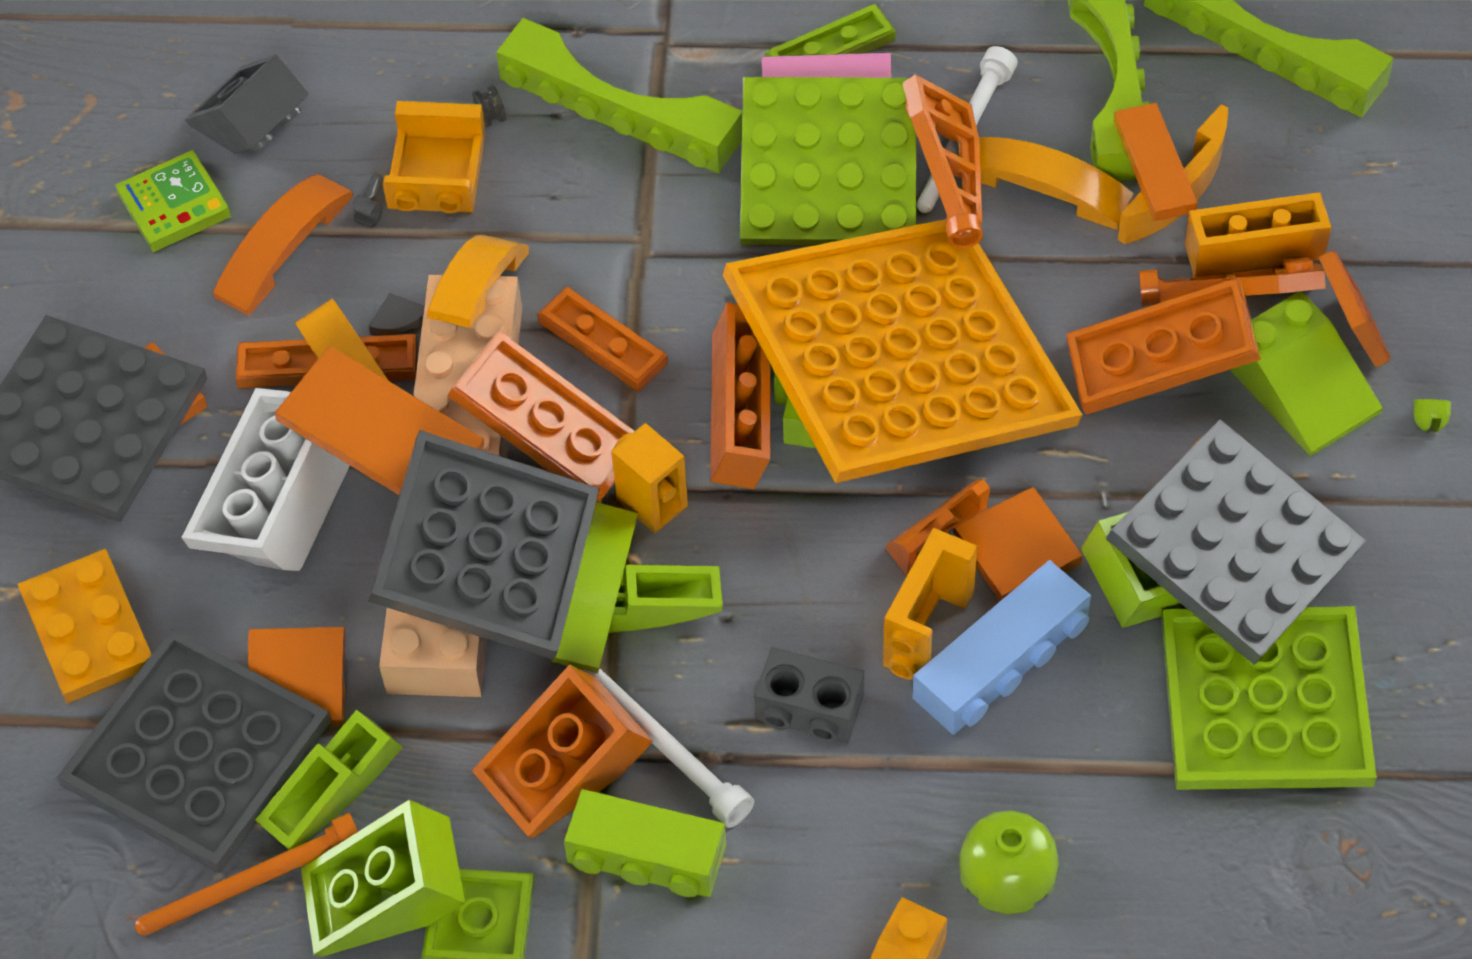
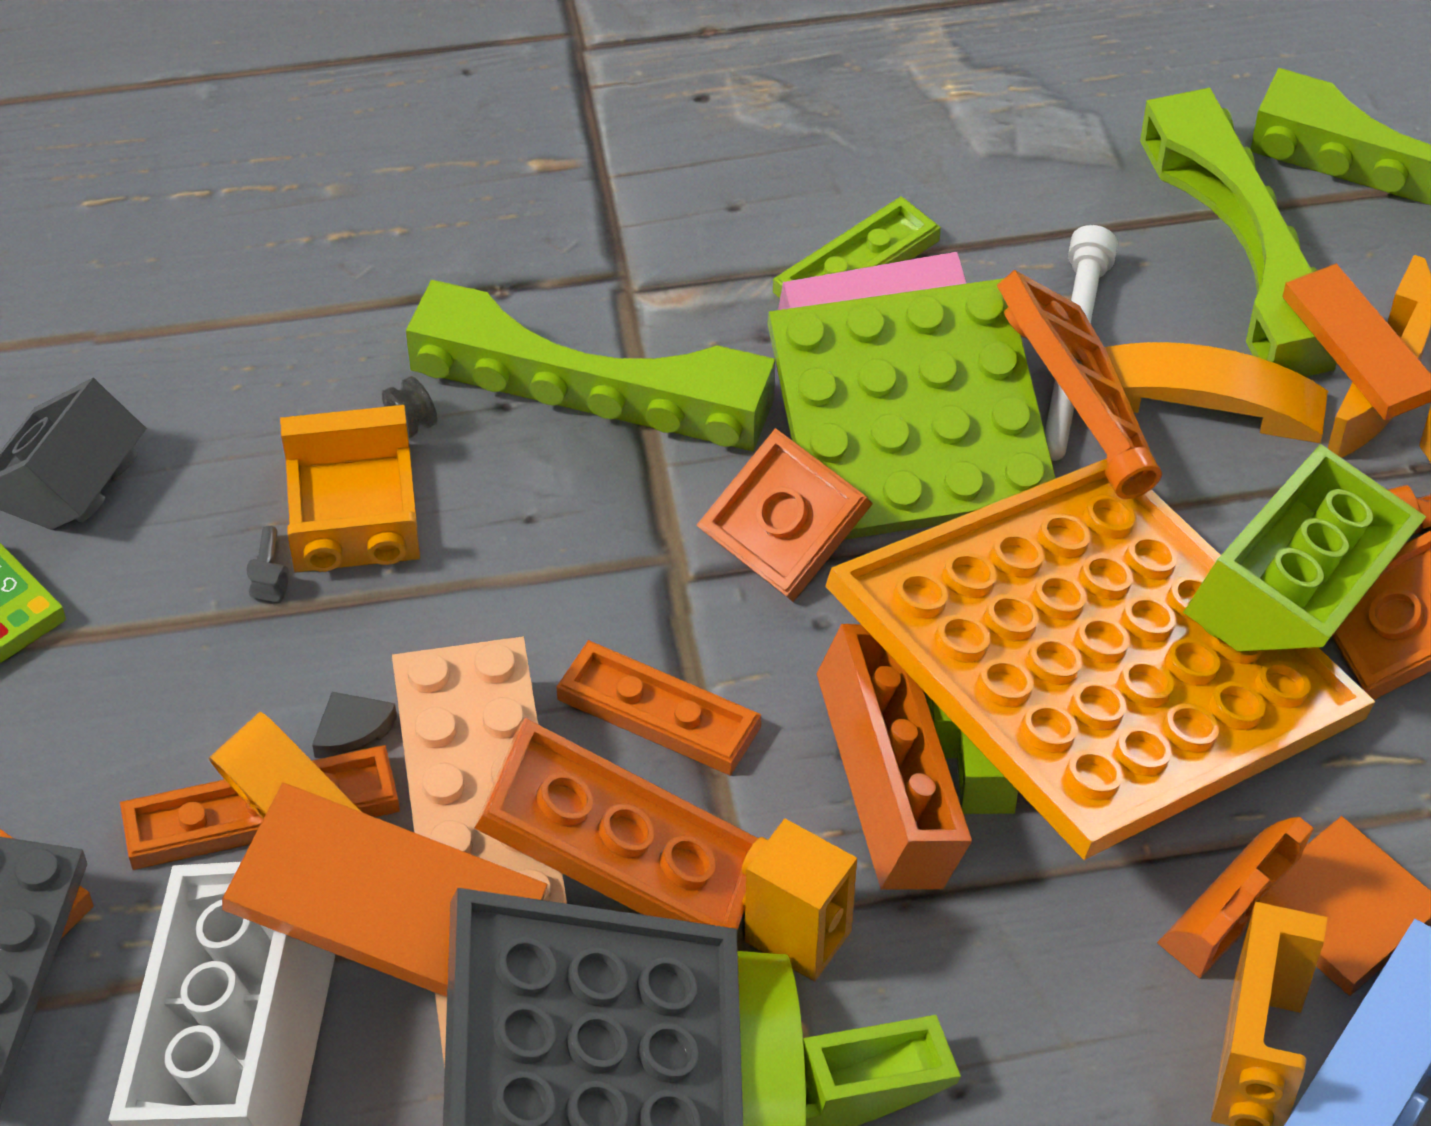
camera: 15 degrees left, 5 degrees down
(275, 237) = (140, 643): orange slope -> none
(469, 276) = (460, 652): light orange slope -> none
(720, 221) = (784, 514): none -> orange tile
(1057, 306) = (1304, 559): none -> lime slope

